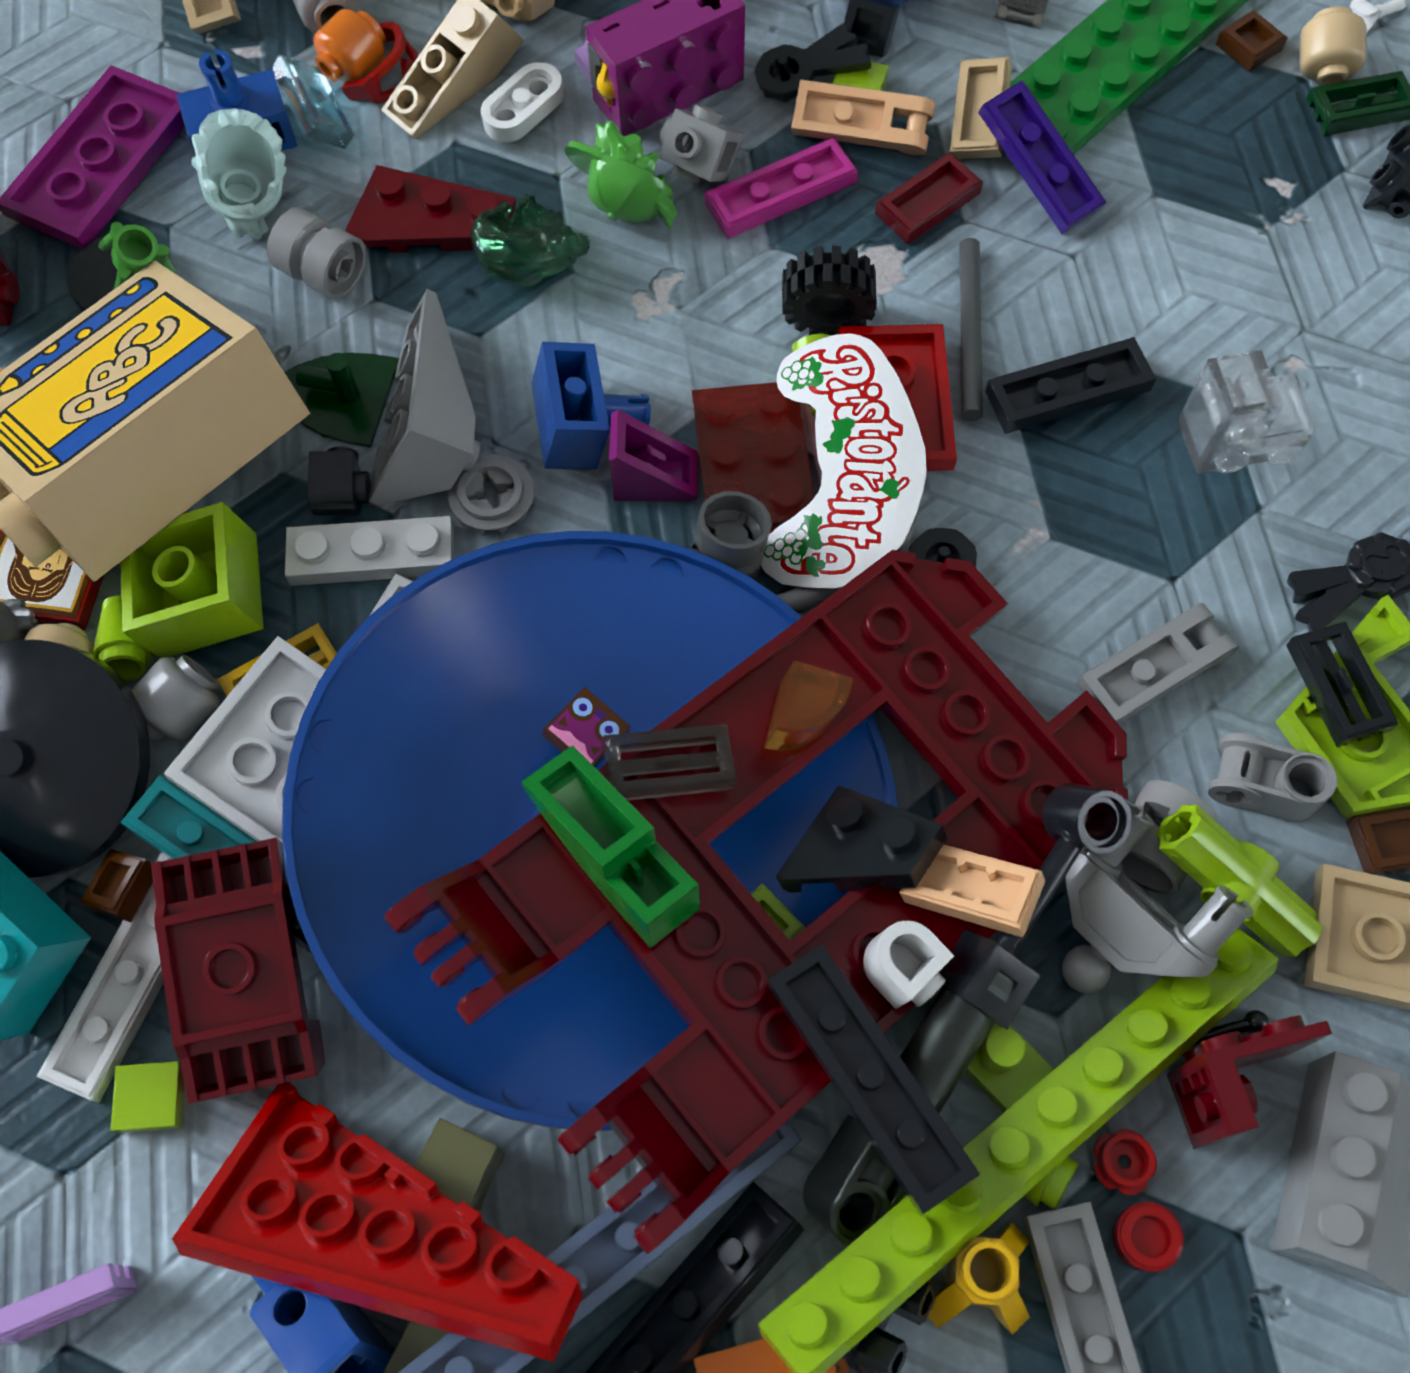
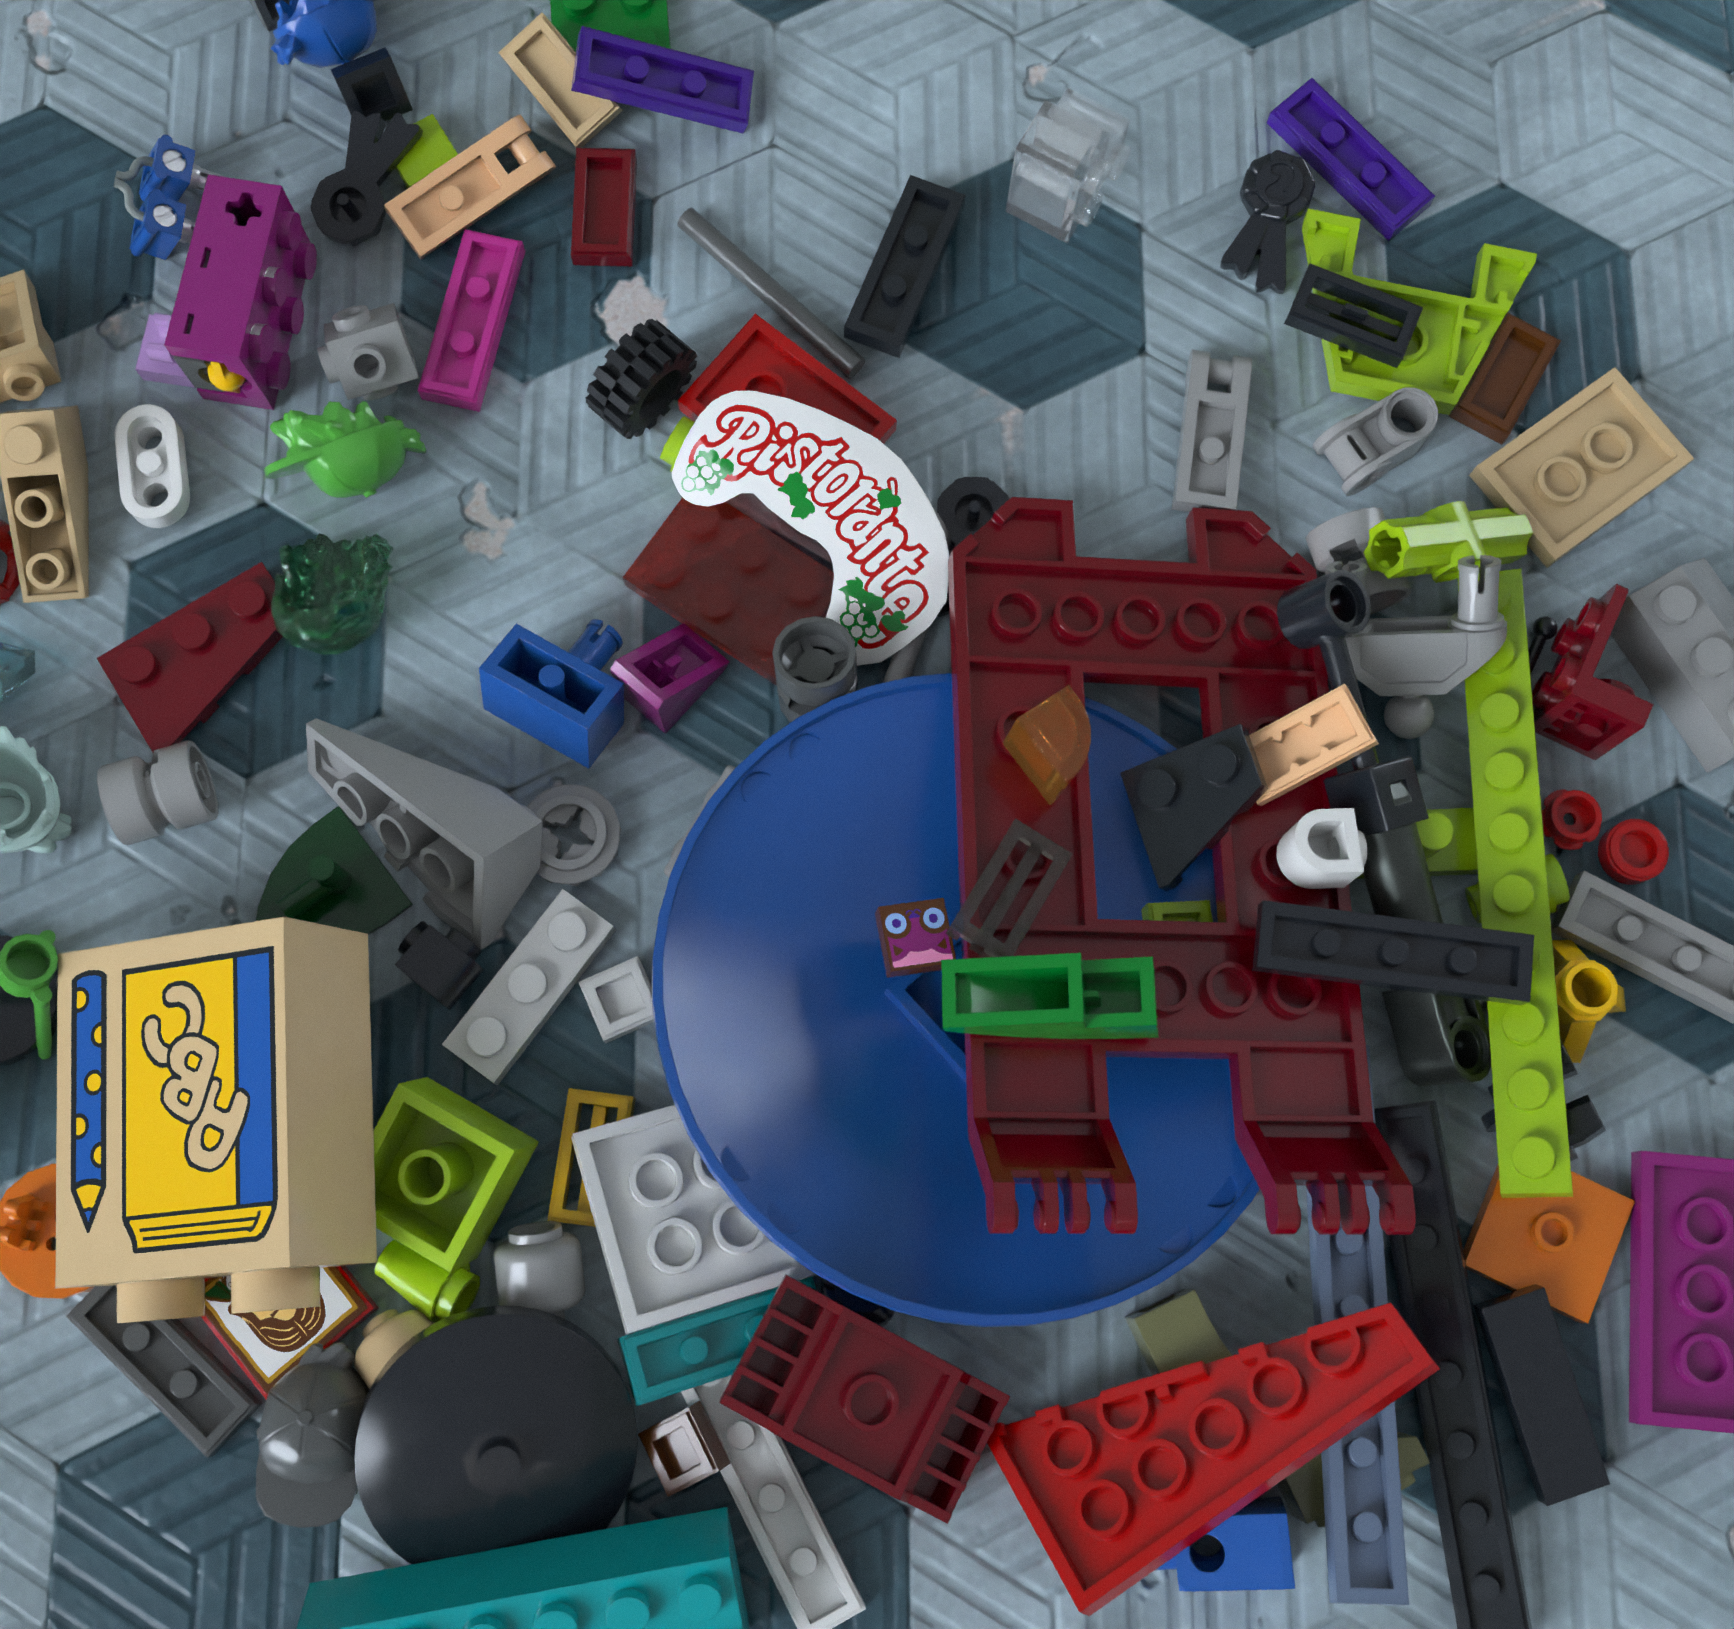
camera: 55 degrees left, 10 degrees up
(147, 1097) = (900, 1557): lime tile -> none

